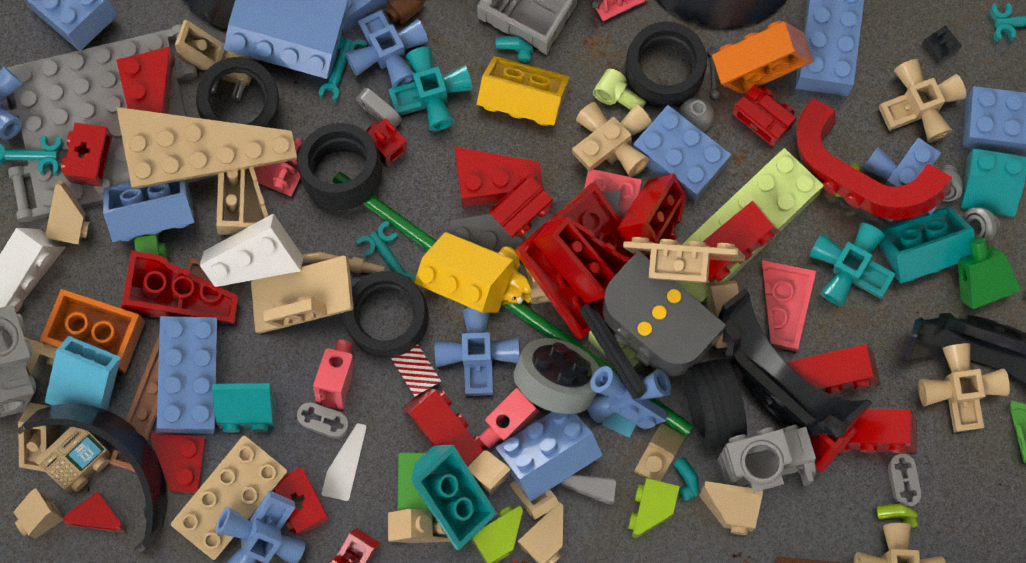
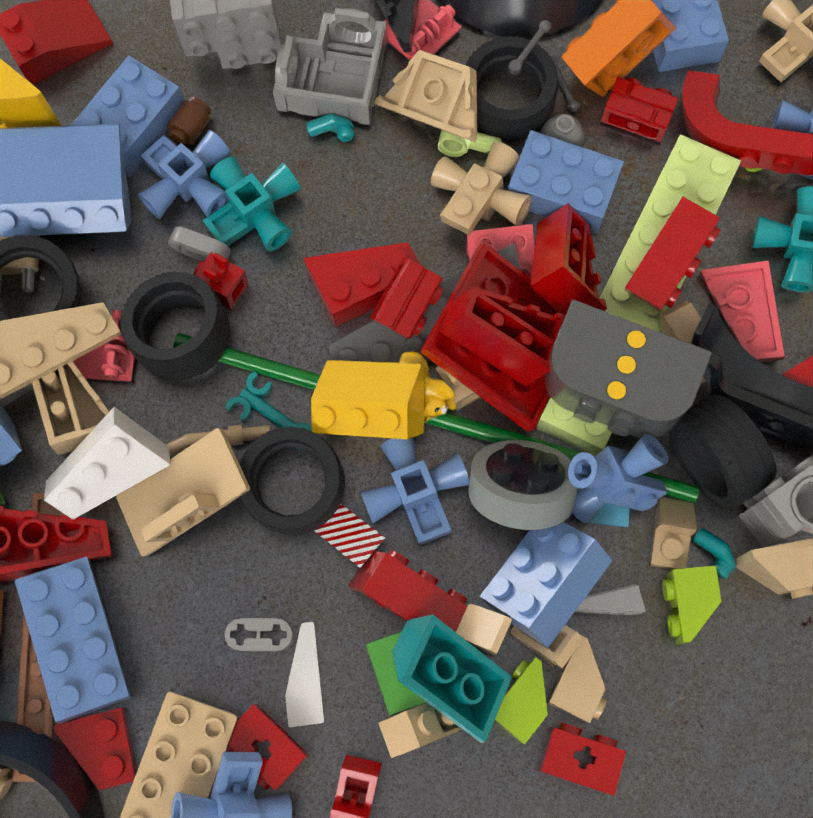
camera: 15 degrees left, 0 degrees up
(244, 406) = (157, 653): teal slope -> none
(334, 376) = (255, 576): coral torso -> none
(344, 46) = (137, 216): teal bar -> none
(520, 412) = (489, 540): coral torso -> none
(522, 91) = (357, 173): yellow slope -> none
(603, 51) = (436, 94): none -> tan wing
(613, 351) = (581, 431): black axle -> none
(674, 49) = (516, 65): none -> dark grey hinge
(681, 262) = (633, 293): tan bracket -> none

